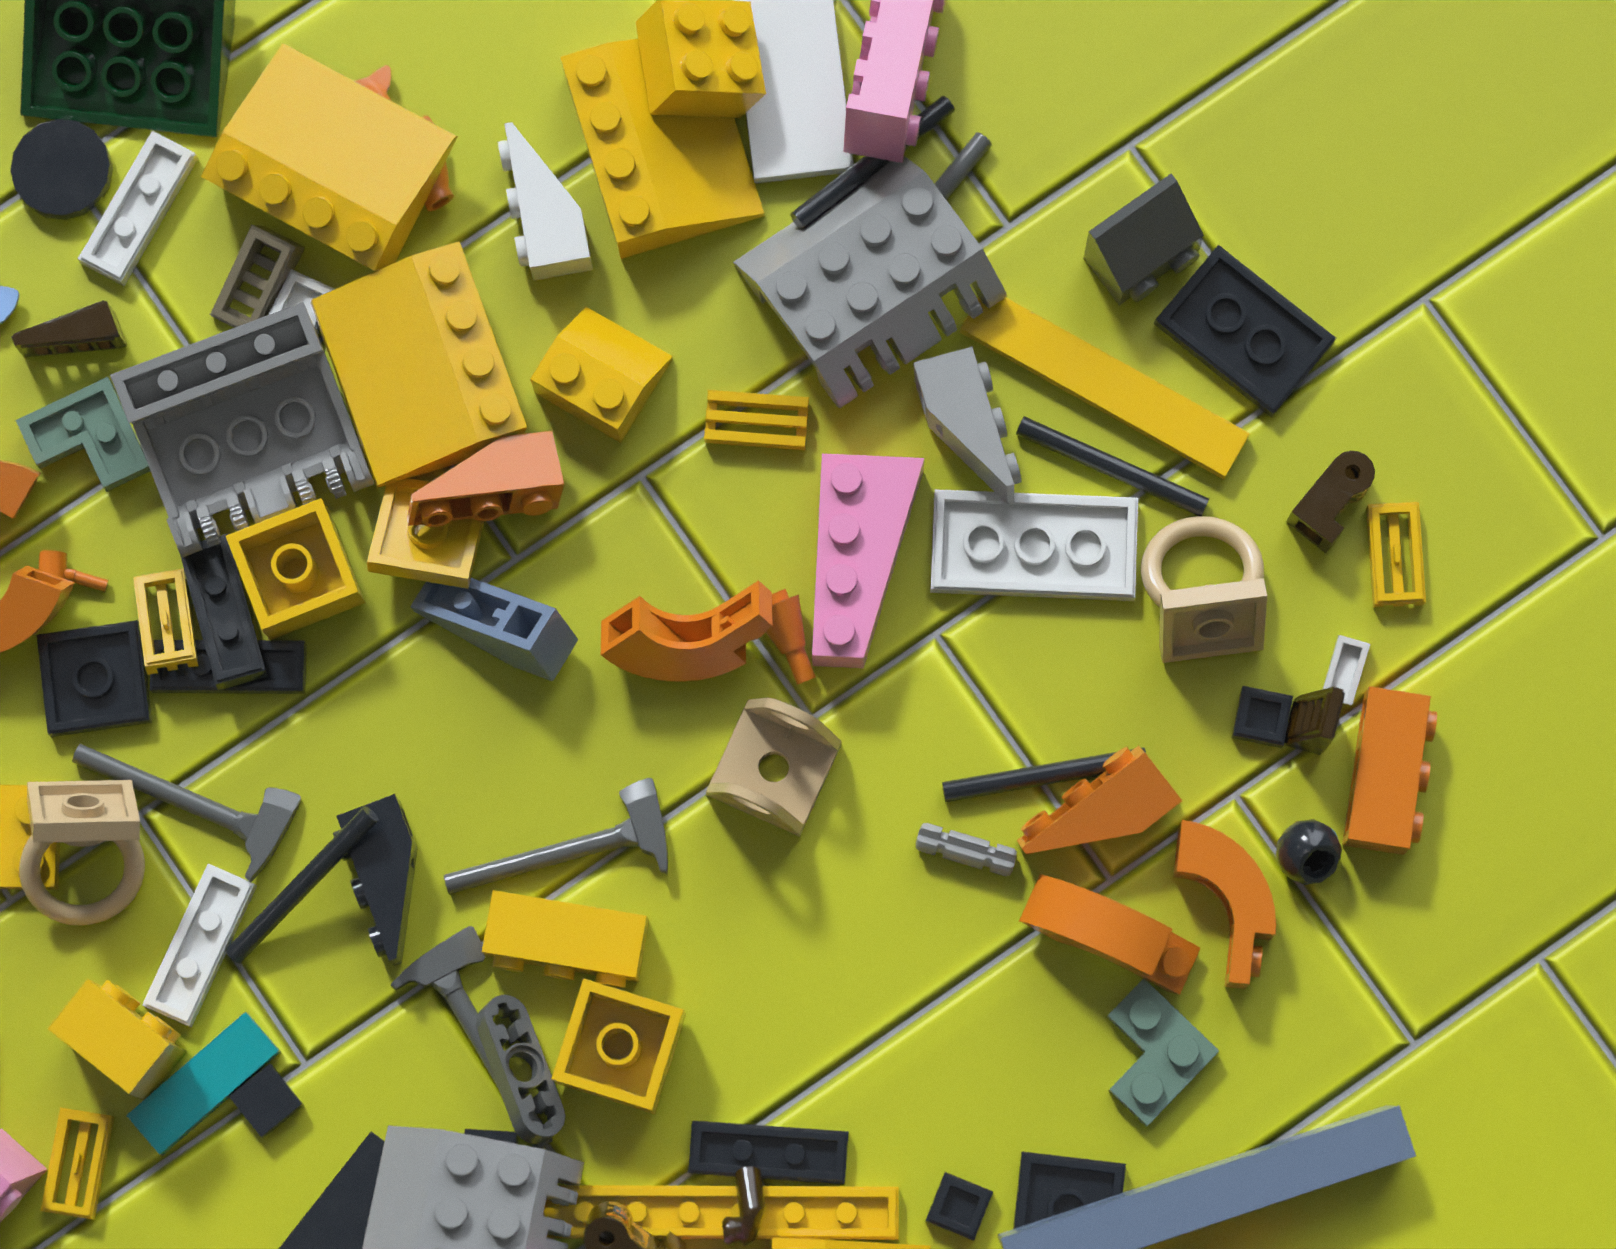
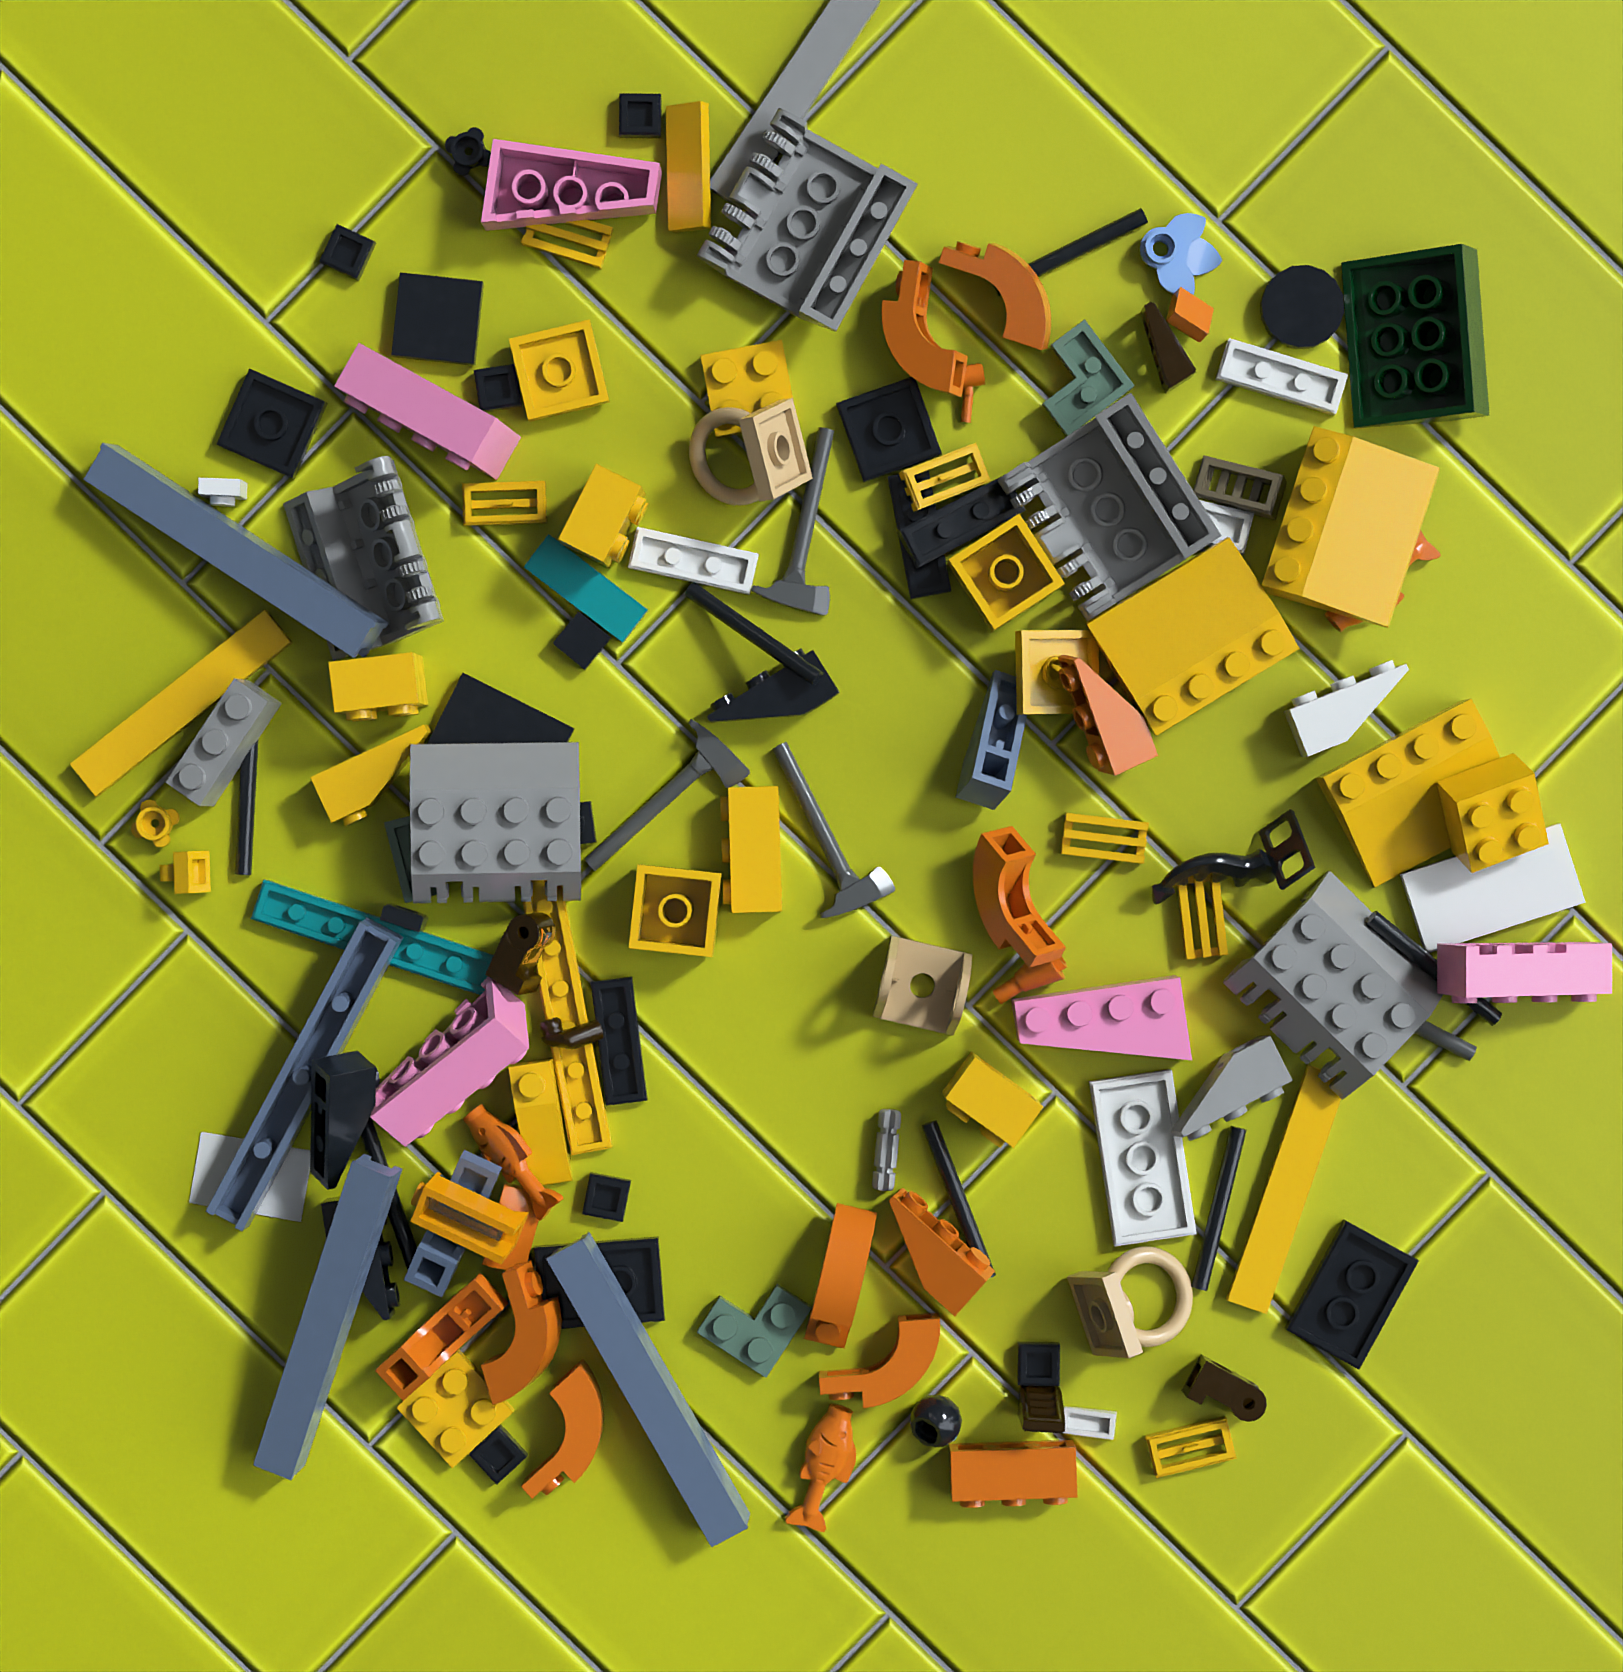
camera: 75 degrees right, 10 degrees up
(39, 297) = (1190, 314): none -> orange tile
(511, 1089) = (640, 852): dark grey beam -> none
(600, 373) = (1216, 783): yellow slope -> none
(653, 476) = (1139, 842): none -> yellow tile
(708, 359) = (1259, 864): none -> black piece
(927, 706) = (991, 1100): none -> yellow brick
(1144, 242) = (1407, 1203): dark grey slope -> none
(1331, 994) = (828, 1456): none -> orange animal

